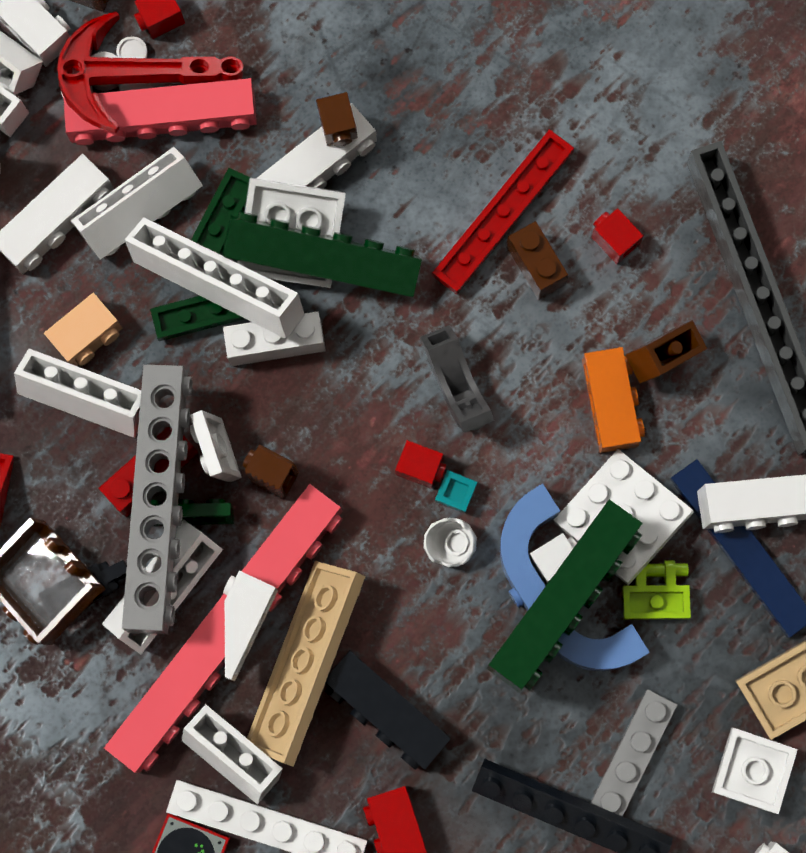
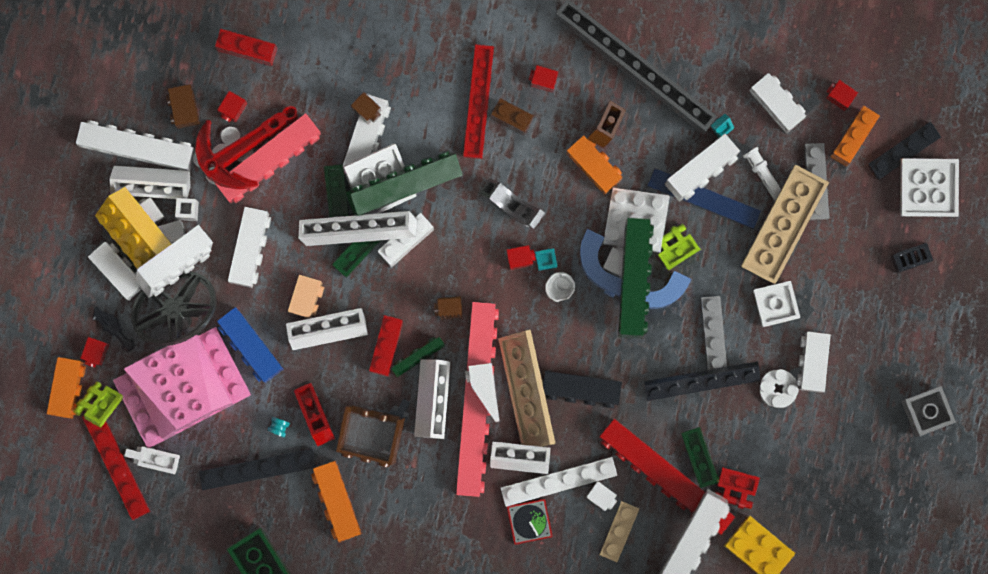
camera: 40 degrees left, 5 degrees up
(146, 194) = (290, 209): white brick -> none
(156, 383) = (366, 299): light grey brick -> none
(217, 452) = (418, 318): white plate -> none

